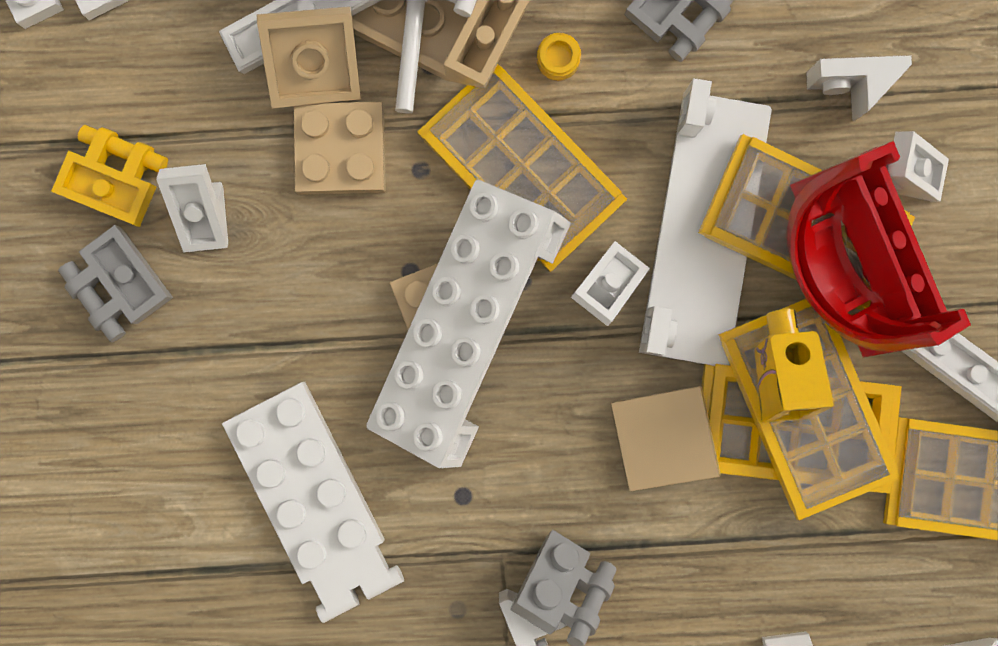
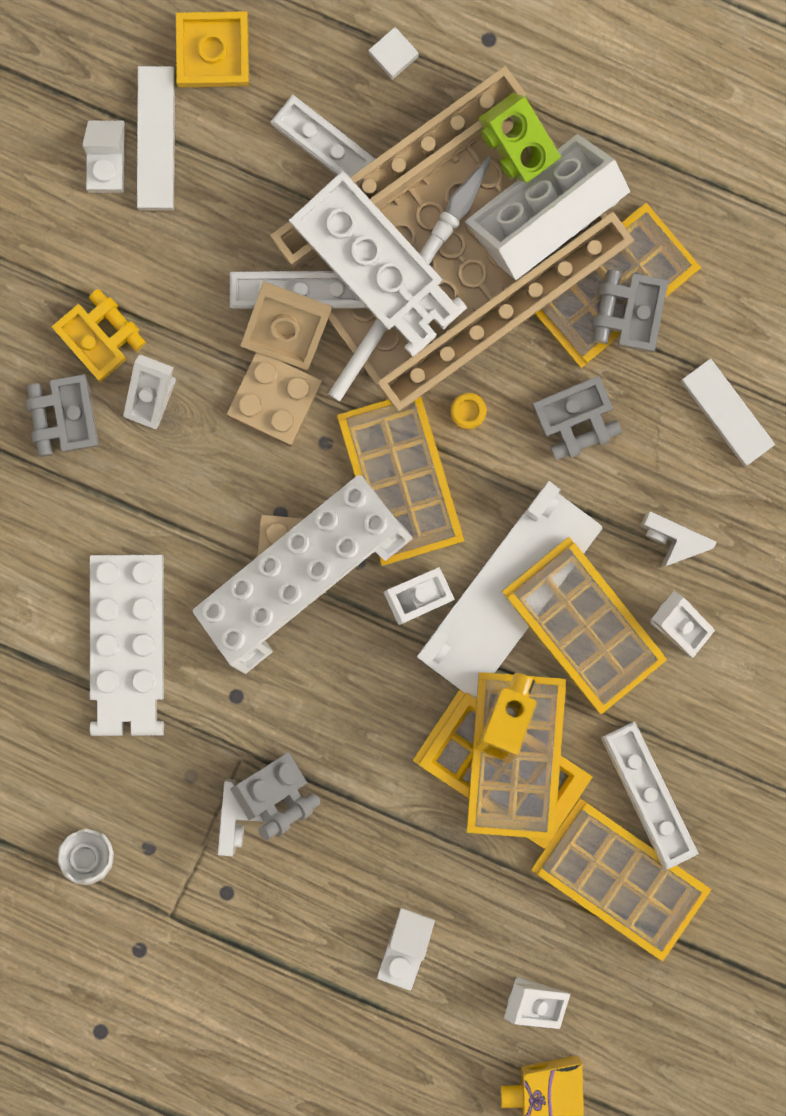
camera: 20 degrees right, 0 degrees up
(665, 438) = (402, 727): tan tile -> none
(903, 295) = (621, 708): red piece -> none

